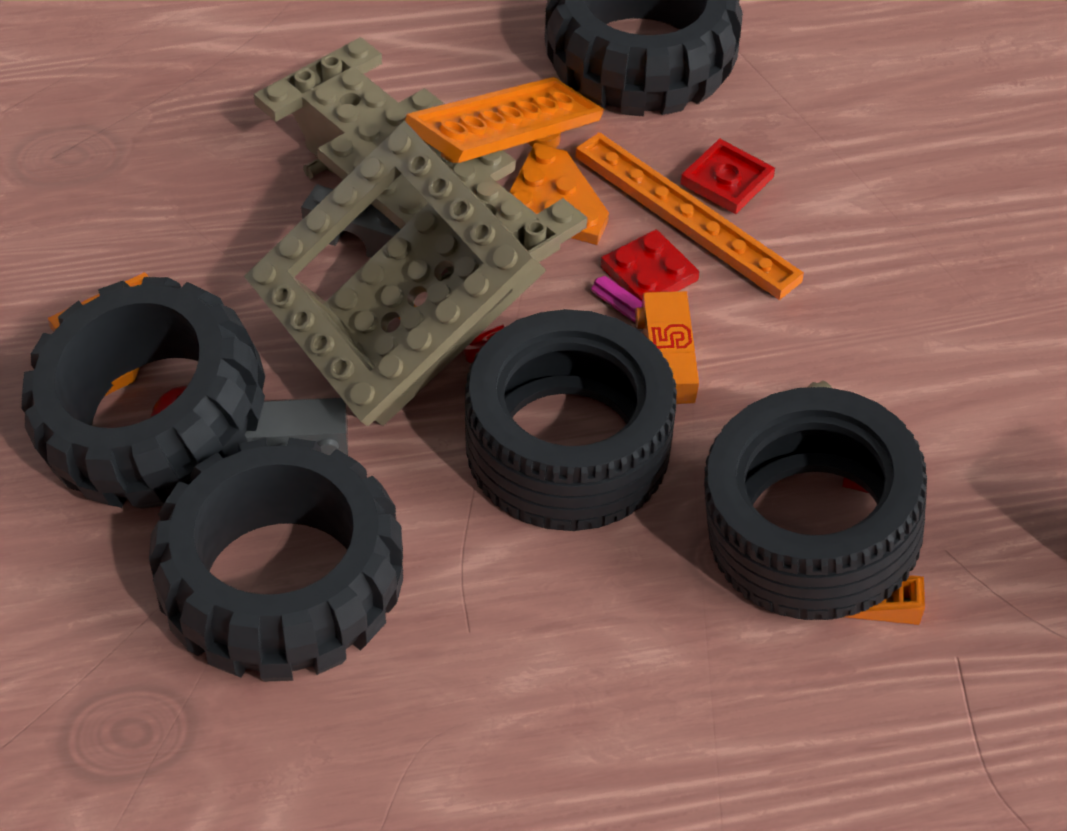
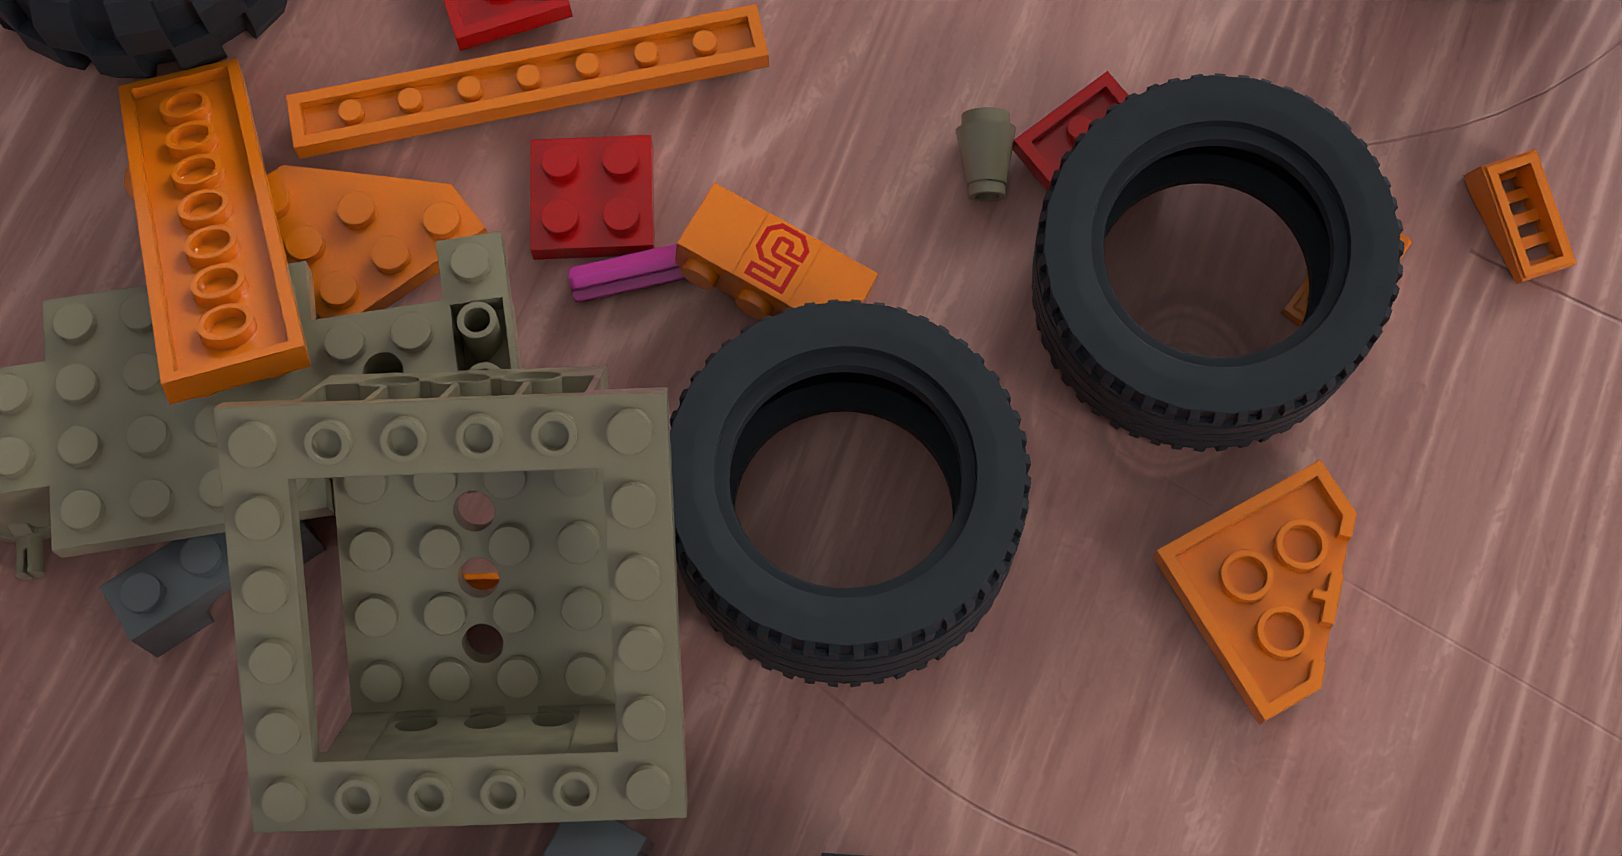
camera: 55 degrees left, 20 degrees up
(675, 641) = (1268, 586): none -> orange plate
(1013, 642) = (1533, 189): none -> orange slope

